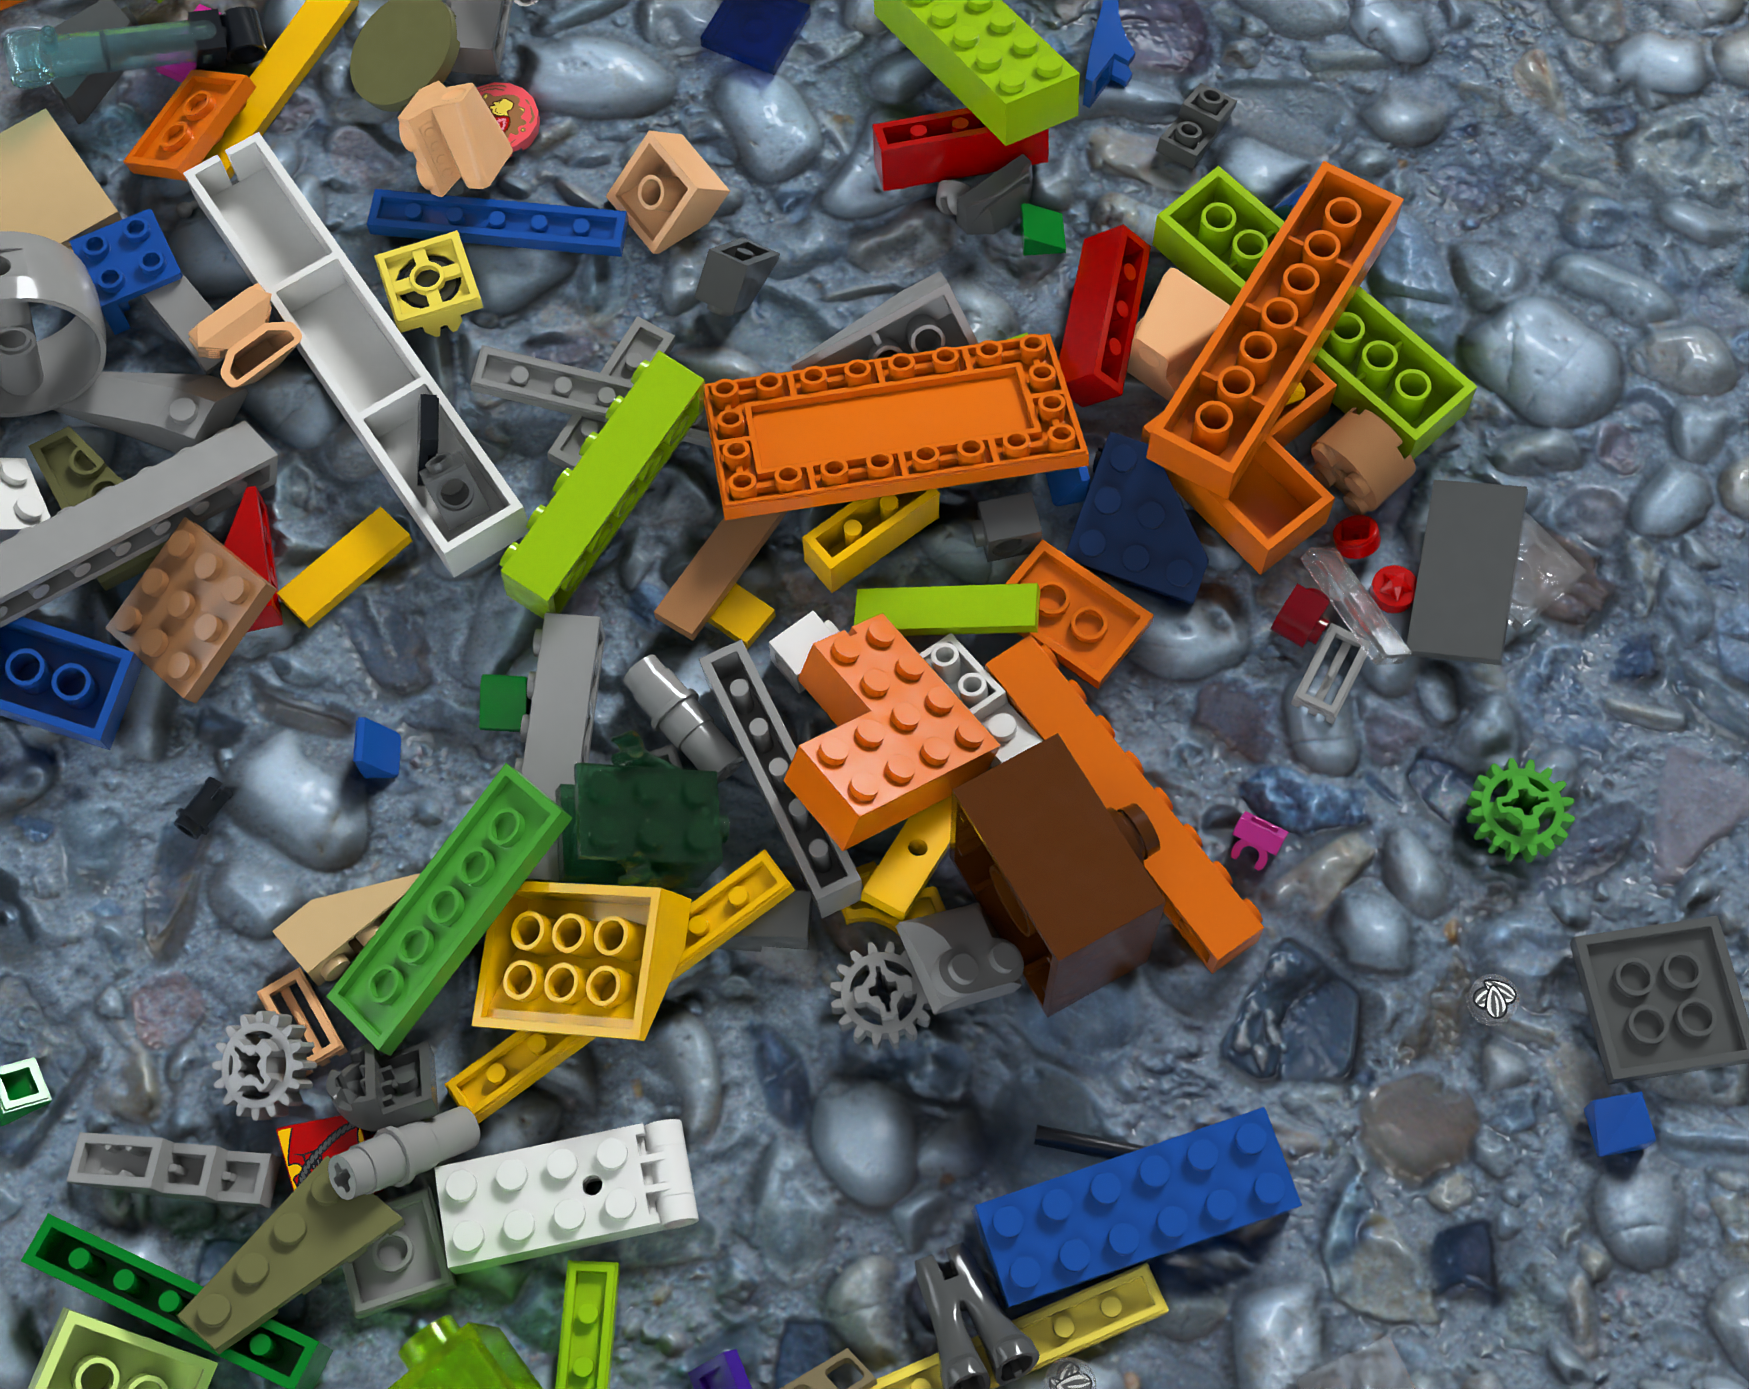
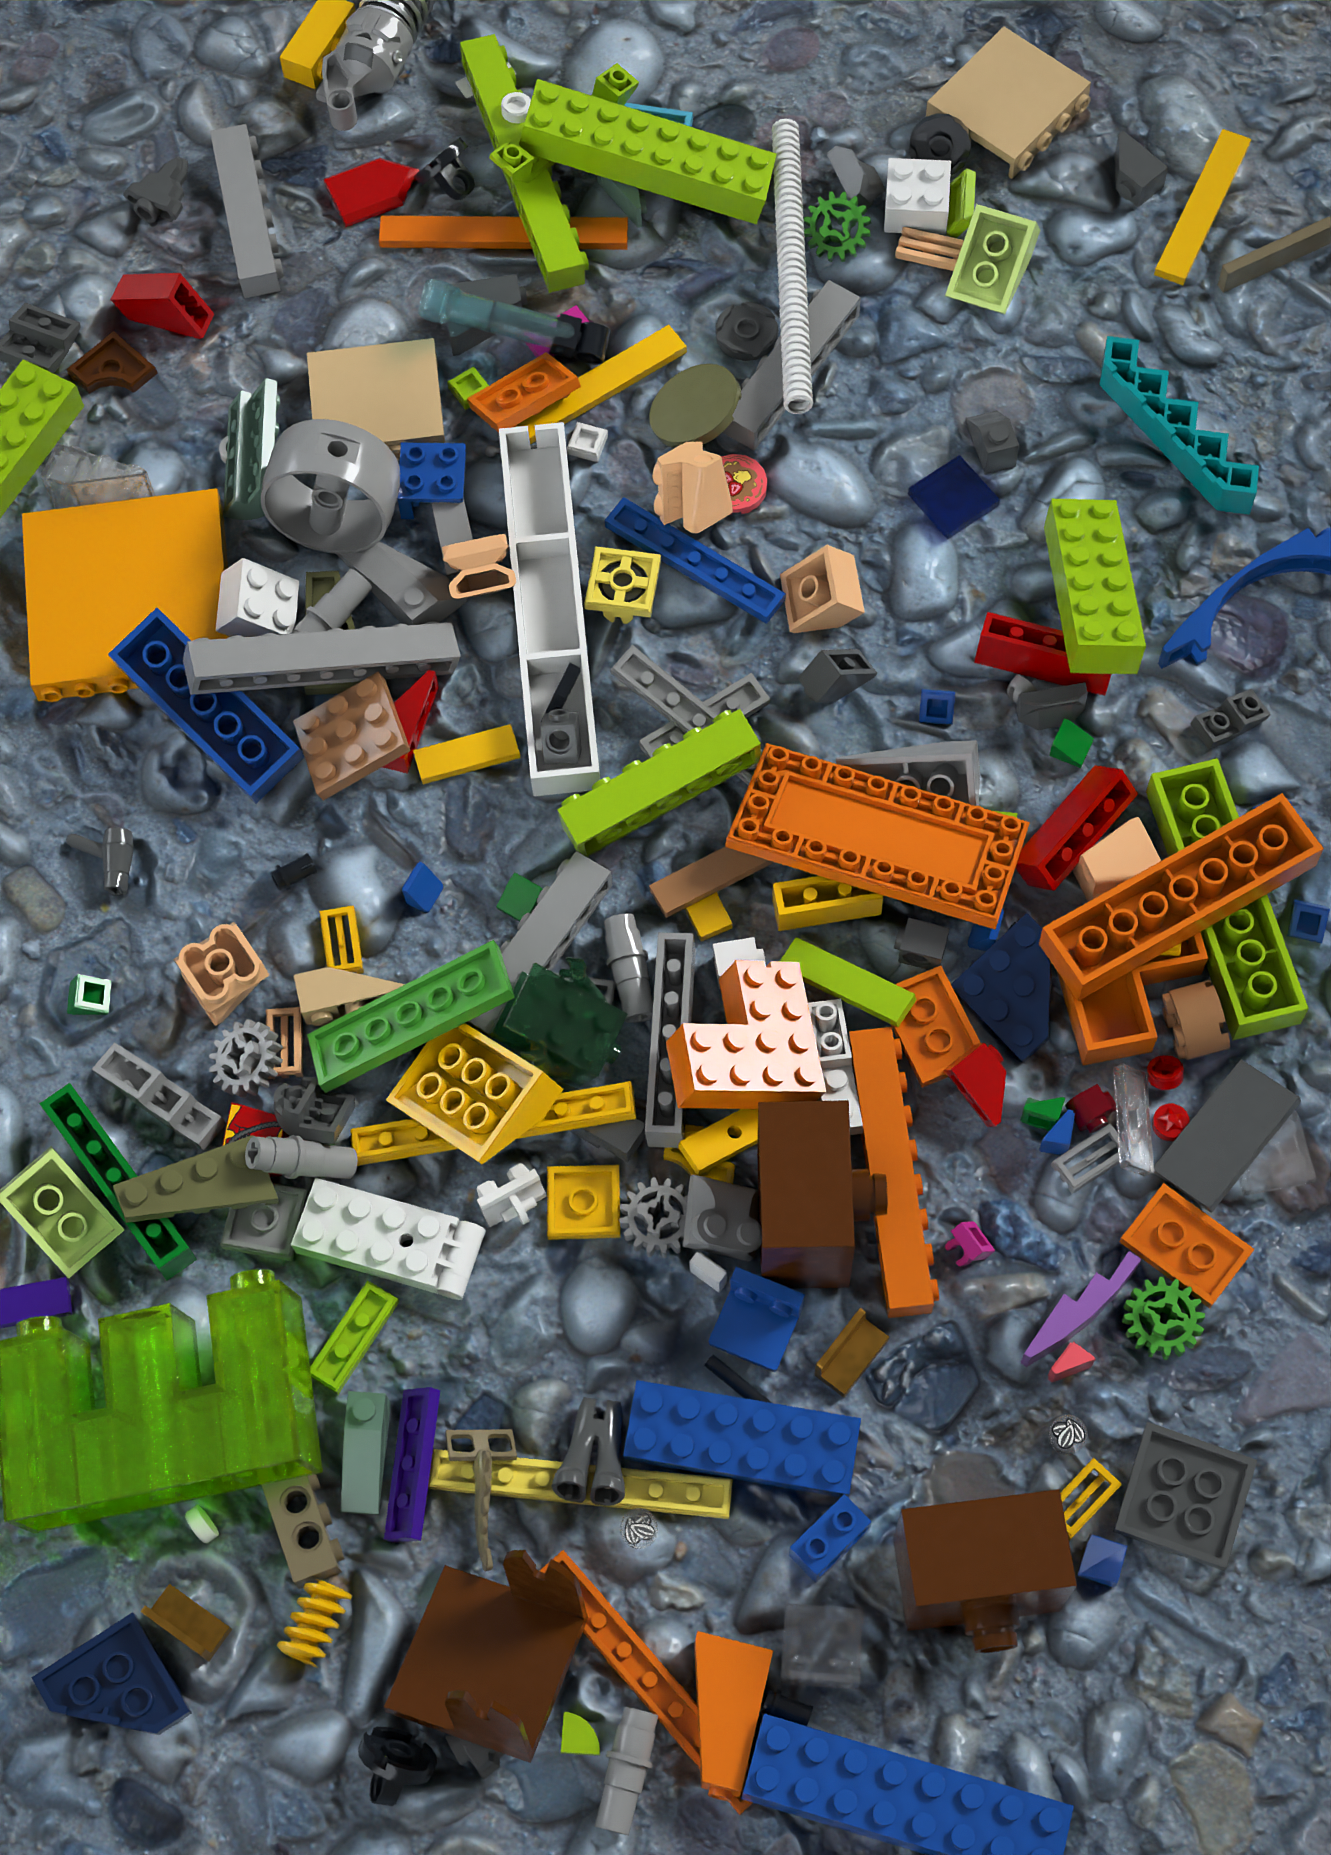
camera: 30 degrees right, 0 degrees up
(90, 462) = (335, 605): none -> light grey piece
(113, 149) = (466, 385): none -> lime tile
(174, 972) = (221, 970): none -> light nougat piece
(286, 831) = (357, 966): none -> yellow tile
(297, 148) = (587, 442): none -> white tile
(694, 1066) = (512, 1198): none -> white hips
(780, 1024) = (583, 1202): none -> yellow tile
(870, 257) = (937, 706): none -> blue slope
(978, 1028) = (708, 1271): none -> white tile
(1067, 1055) = (757, 1319): none -> blue bracket
(1167, 646) = (981, 1081): none -> red slope
(1198, 1039) = (850, 1354): none -> pearl gold panel
(1253, 650) = (1042, 1113): none -> green slope
(1287, 664) = (1059, 1137): none -> blue slope
(1304, 1271) = (830, 1538): none -> blue brick
(1408, 299) = (1308, 921): none -> blue slope
(1419, 859) = (1072, 1316): none -> medium lavender slope
(1448, 912) = (1071, 1362): none -> coral slope
(1494, 715) = (1186, 1245): none -> orange plate
(1517, 1204) = (984, 1565): none -> reddish brown brick
(1542, 1104) = (1104, 1475): none -> yellow tile

